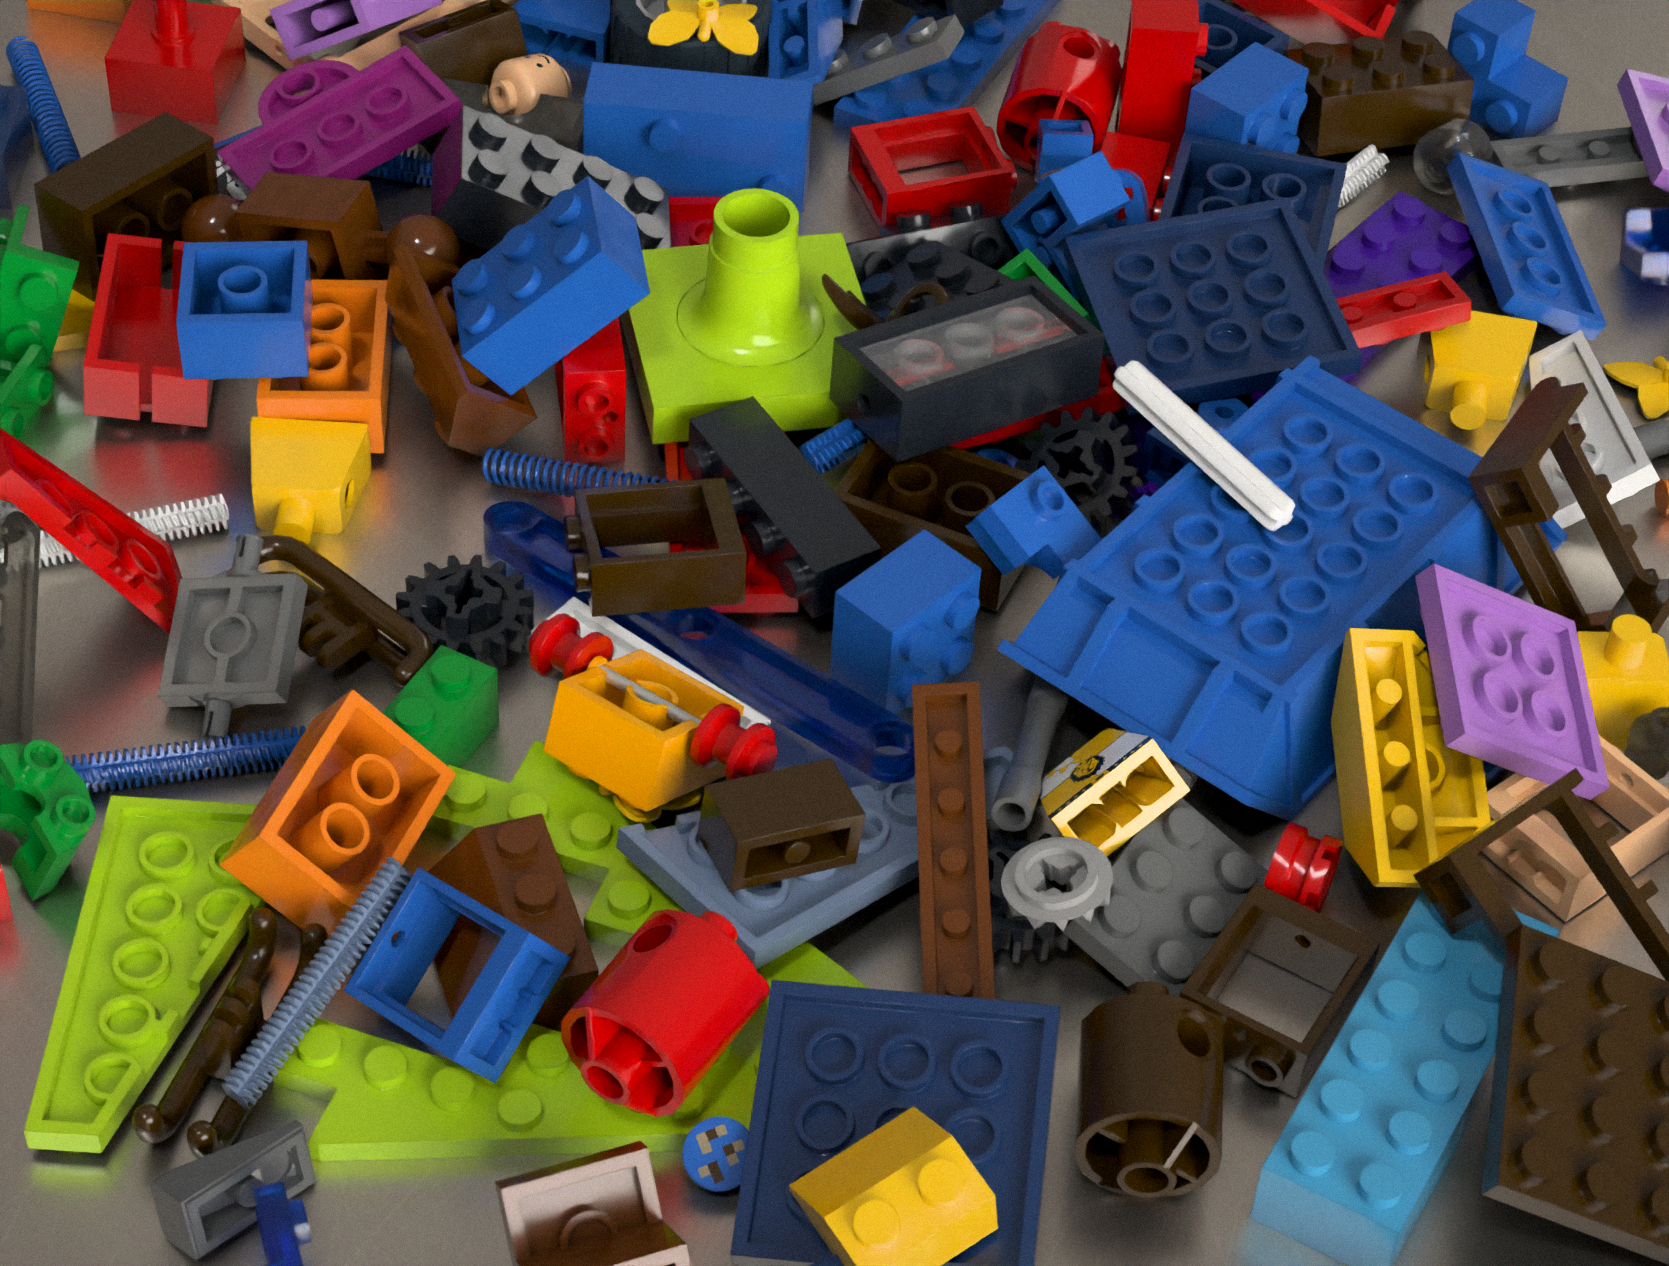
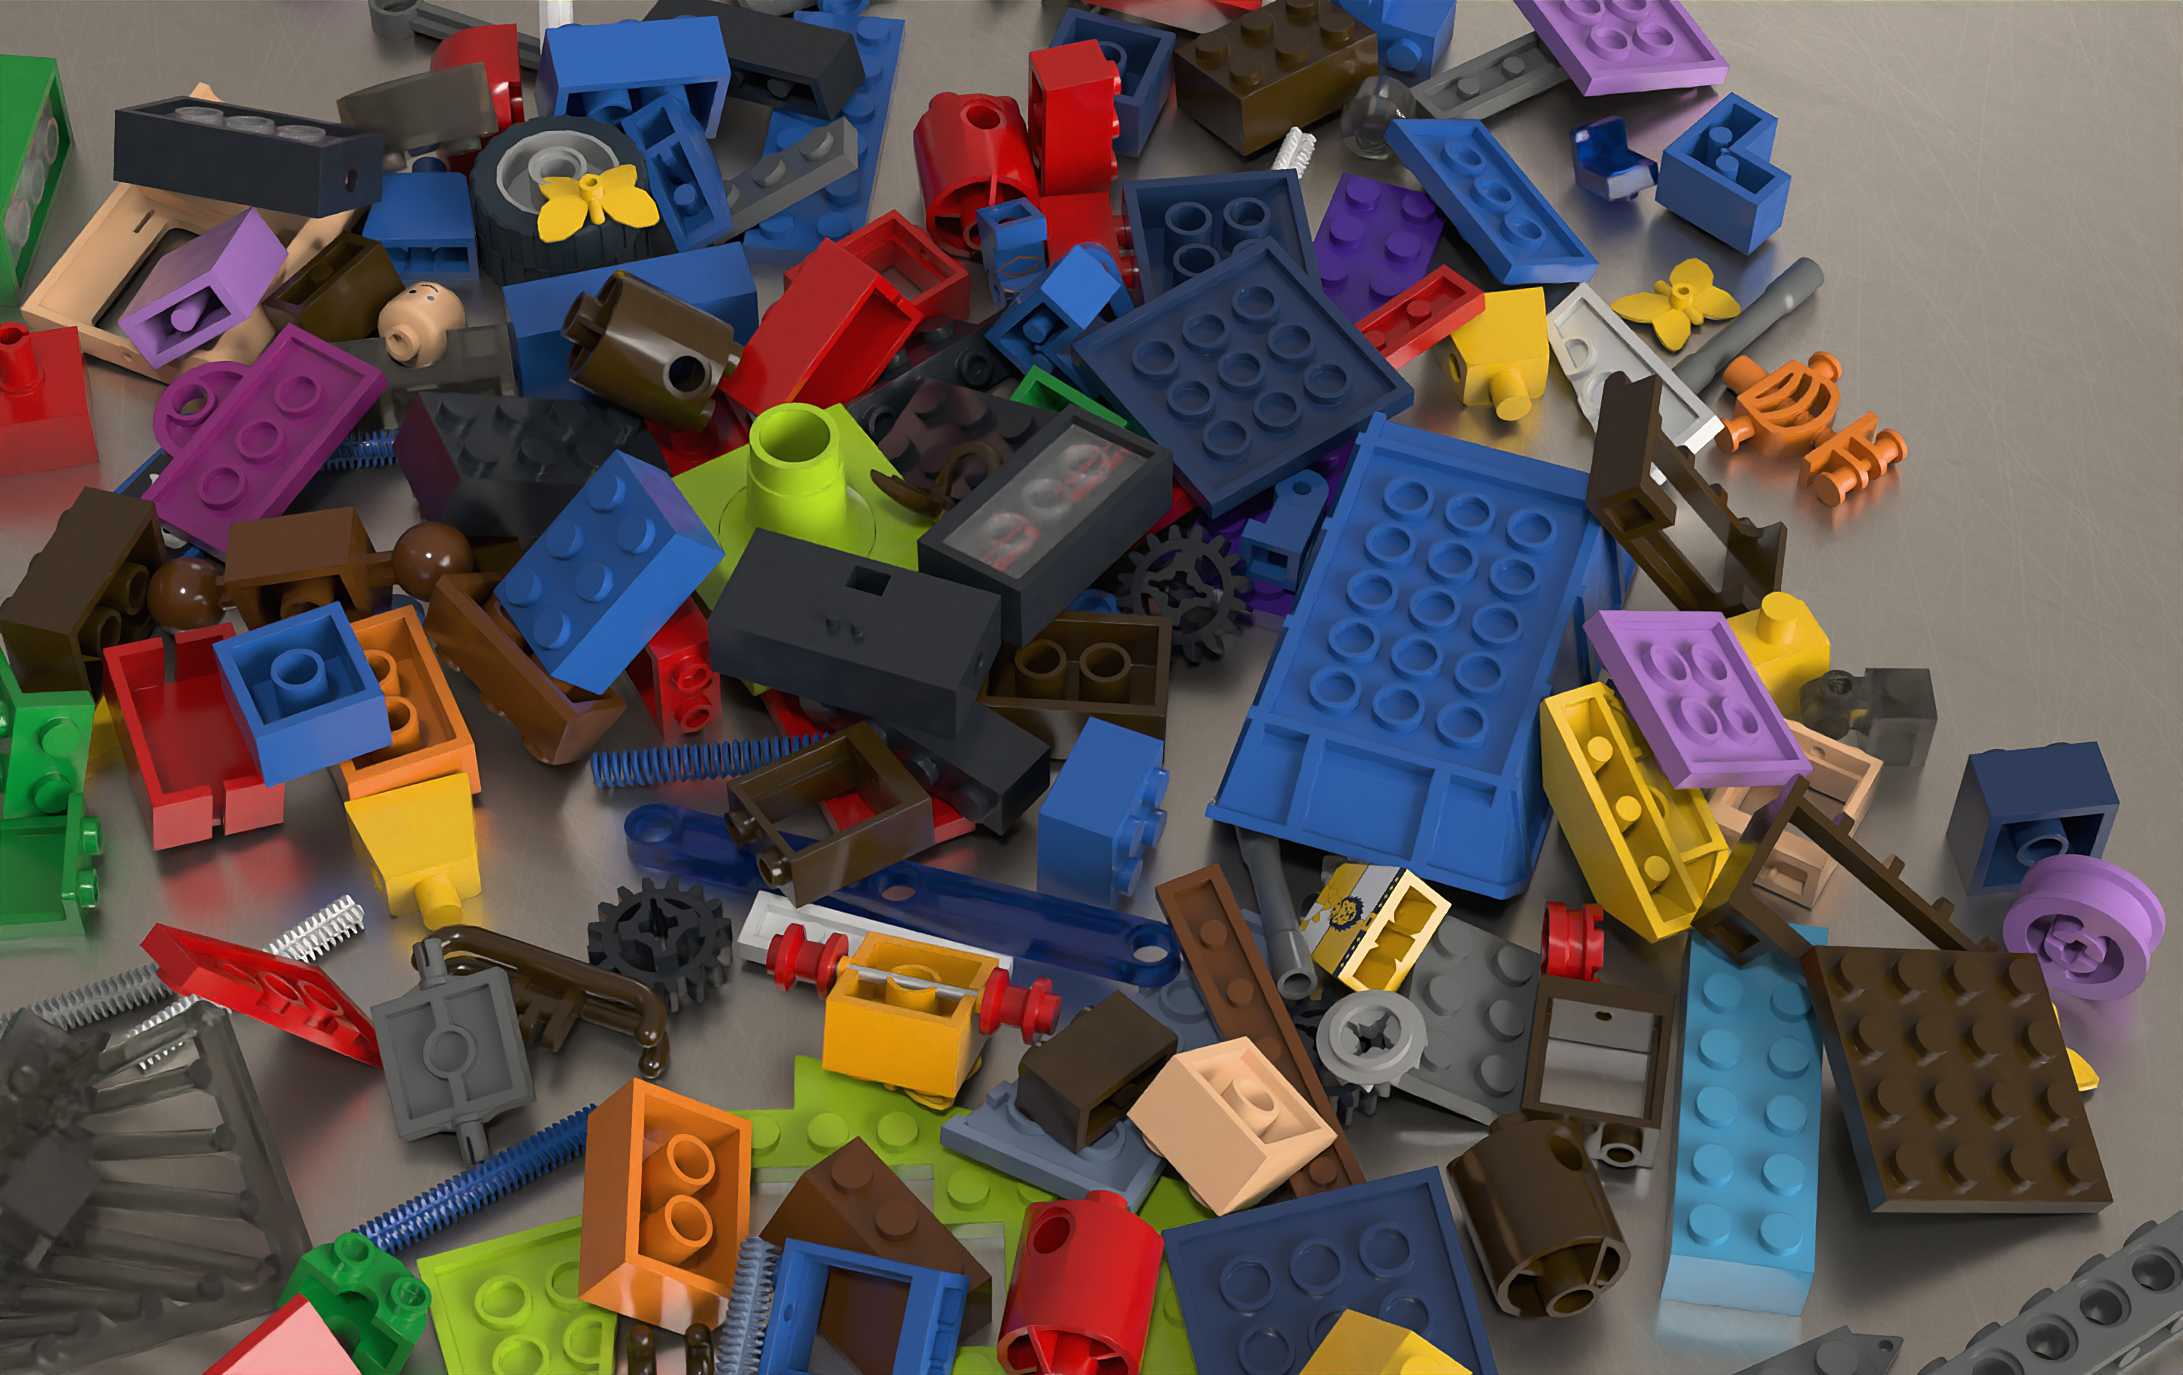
camera: 20 degrees left, 5 degrees up
(449, 705) = (700, 1048): green brick -> none
(667, 123) = (630, 340): none -> dark brown cylinder
(746, 400) = (855, 633): none -> black brick
(854, 171) = (823, 336): none -> red piece
(881, 906) = (1229, 1124): none -> light nougat slope
(1034, 527) = (1191, 680): blue brick -> none
(1204, 445) = (1322, 545): white axle -> none
(1251, 101) = (1171, 127): blue brick -> none

